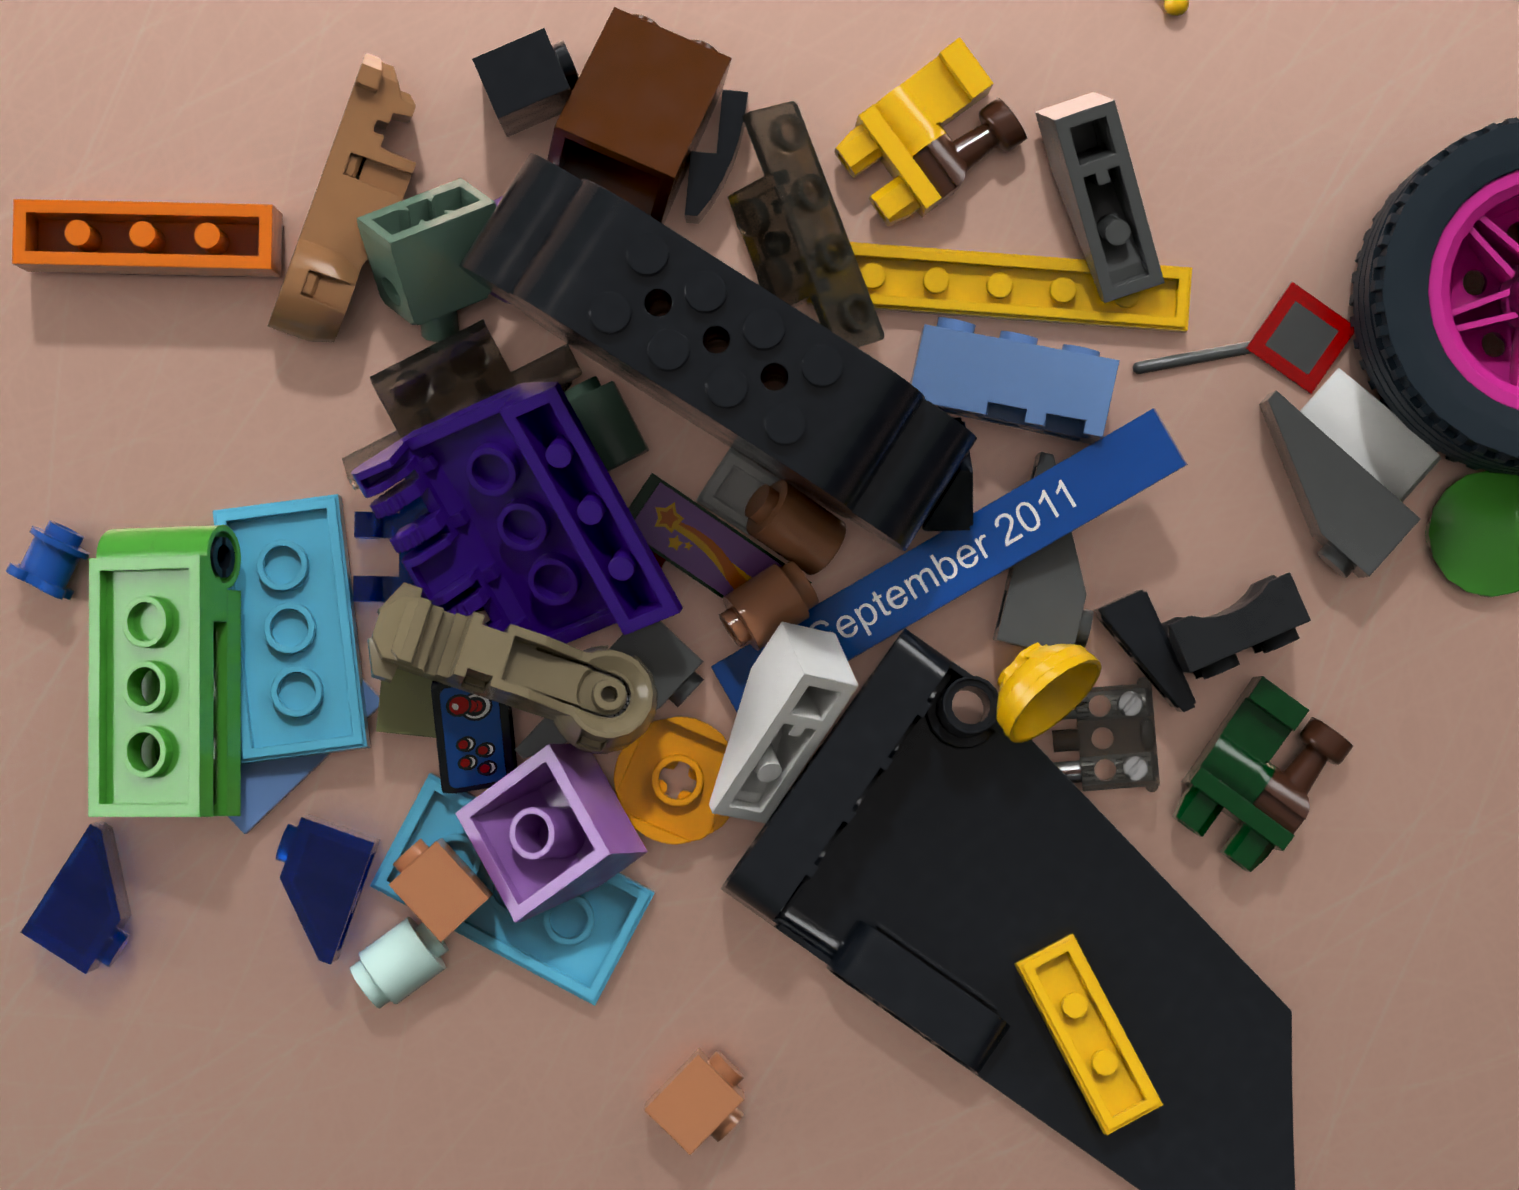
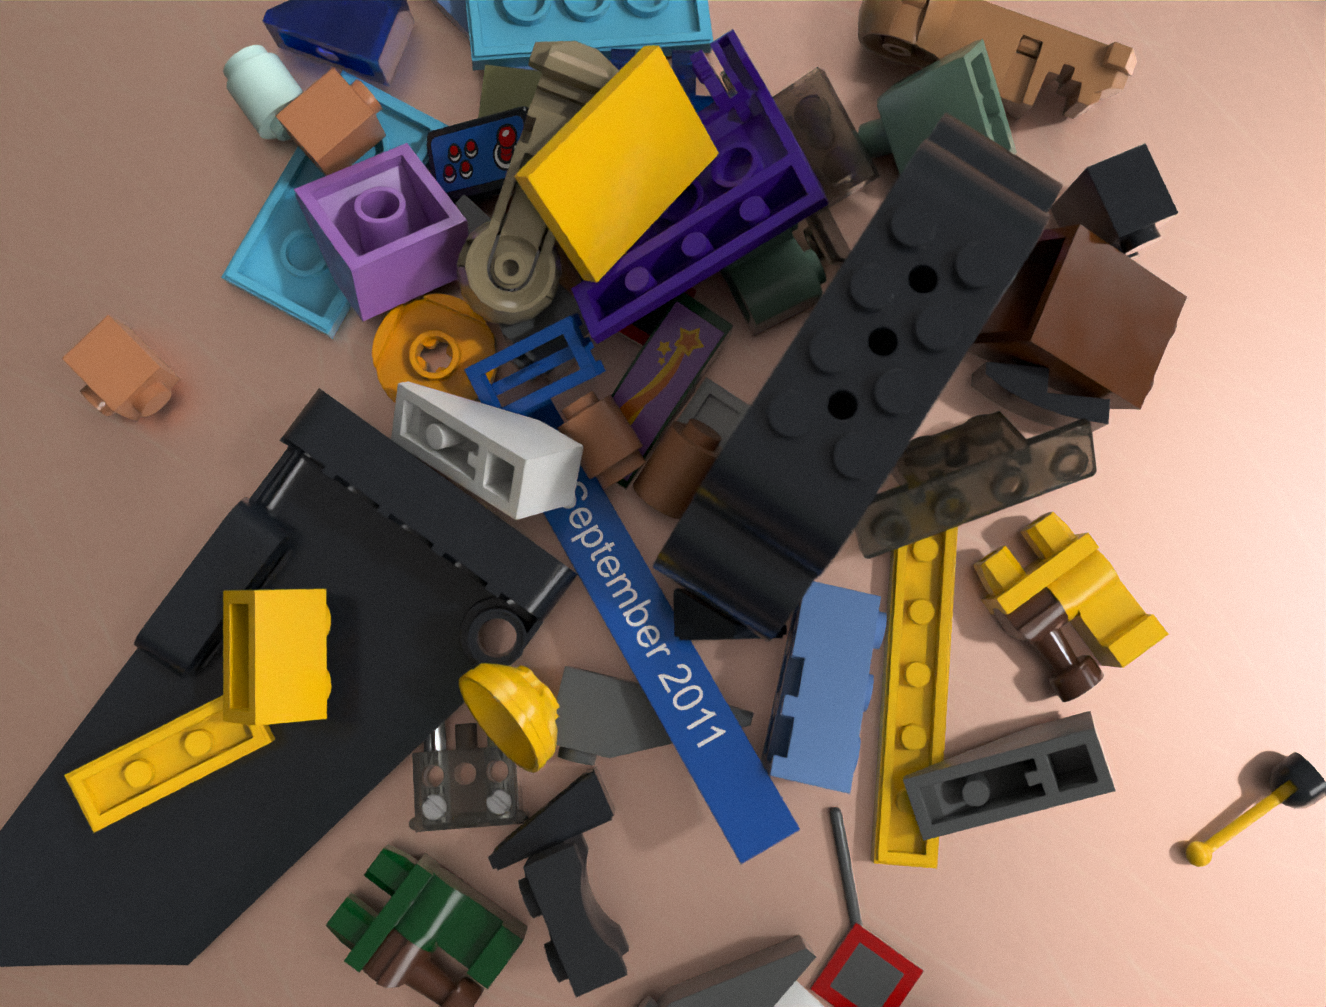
camera: 85 degrees right, 5 degrees down
(506, 586) = (618, 164): none -> yellow tile
(680, 630) = (578, 348): none -> blue tile
(988, 927) = (275, 656): none -> yellow piece

